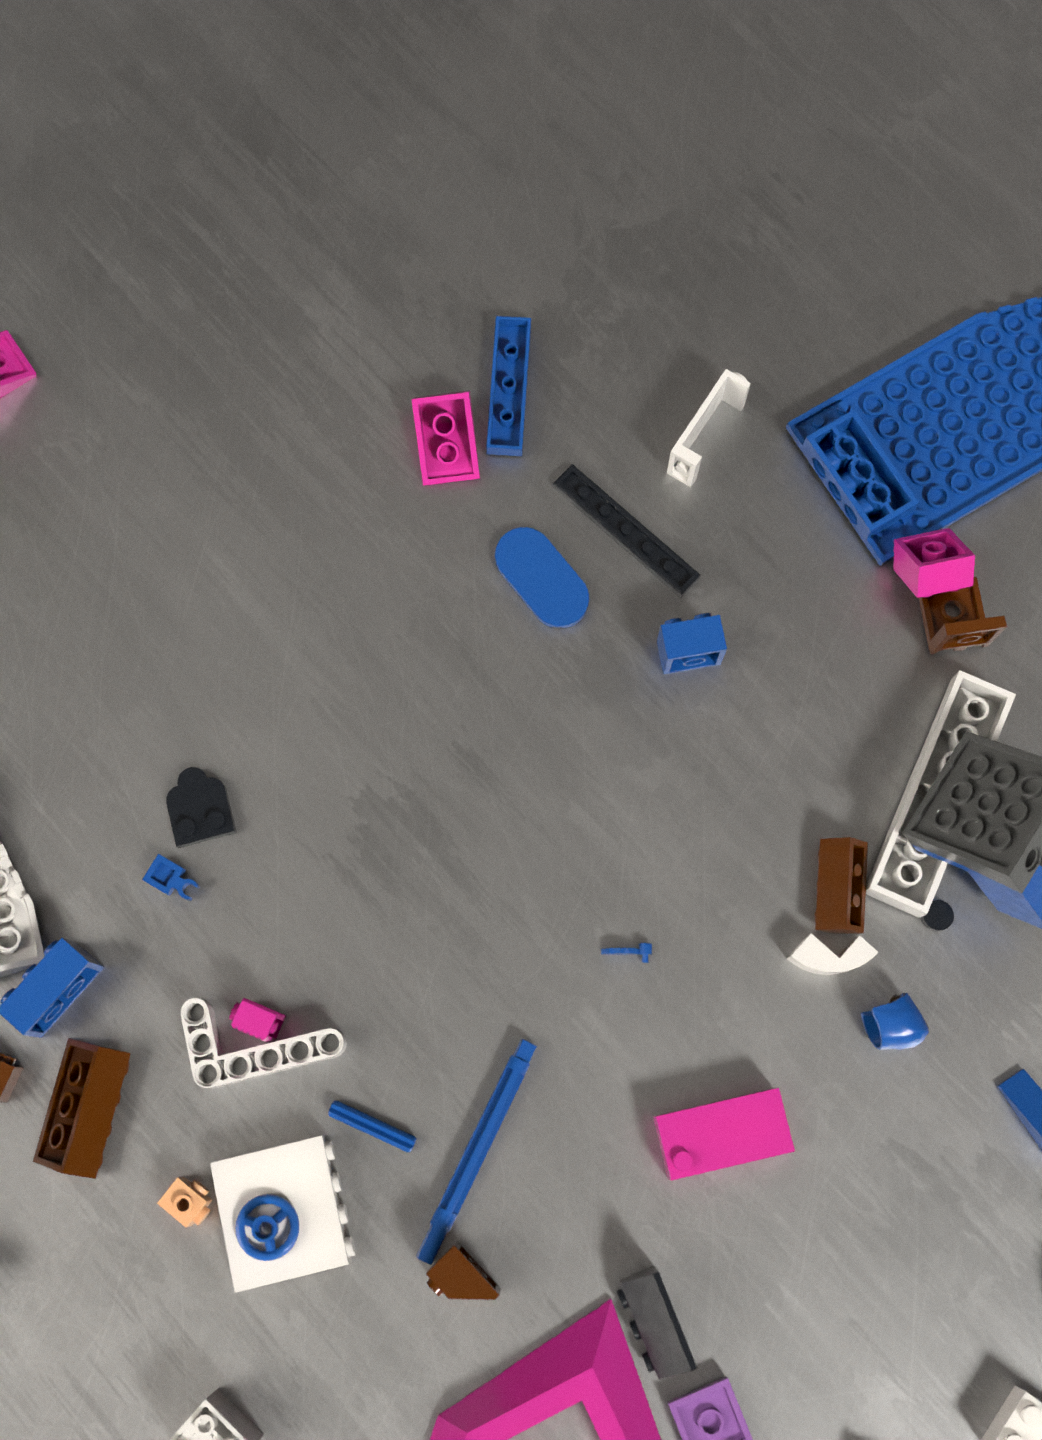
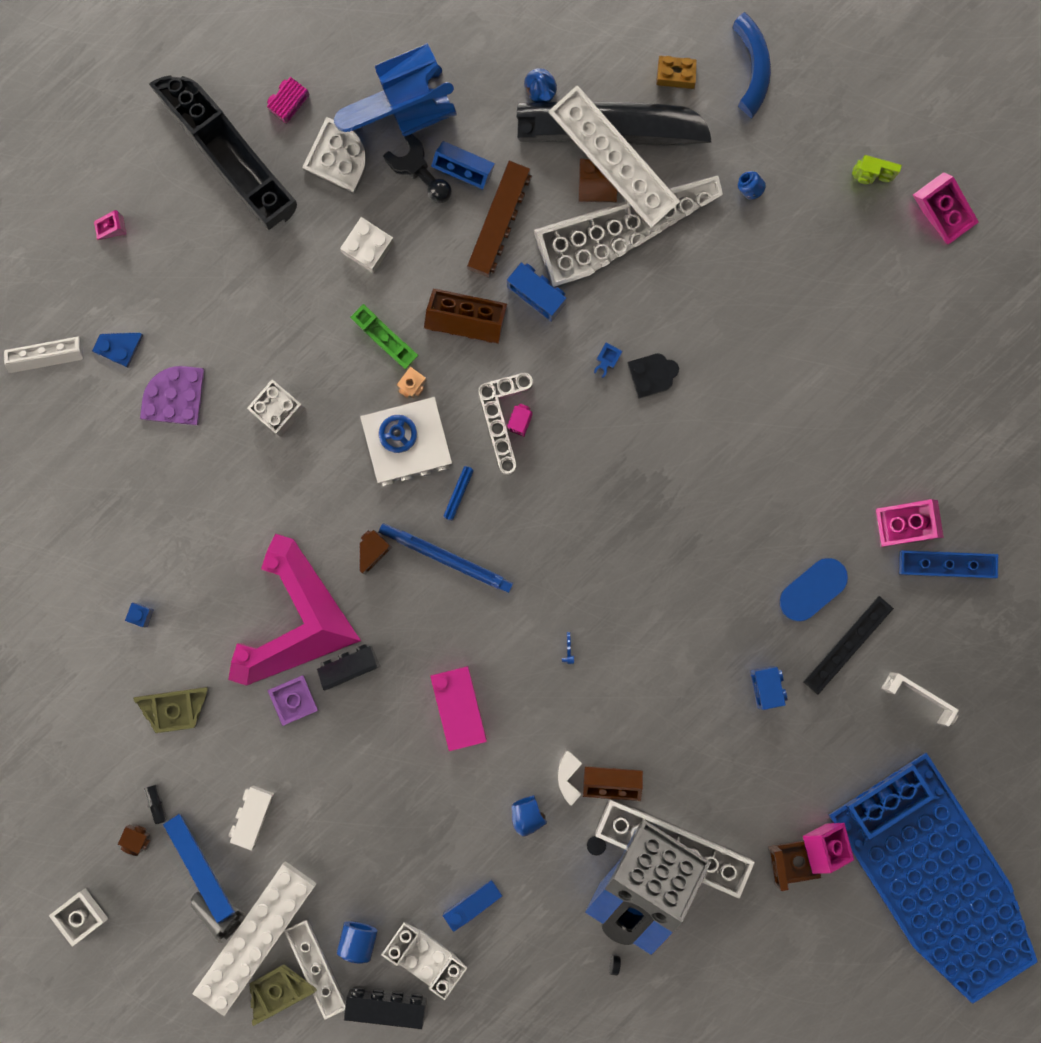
camera: 90 degrees right, 10 degrees up
(104, 1248) = (384, 336): none -> bright green slope

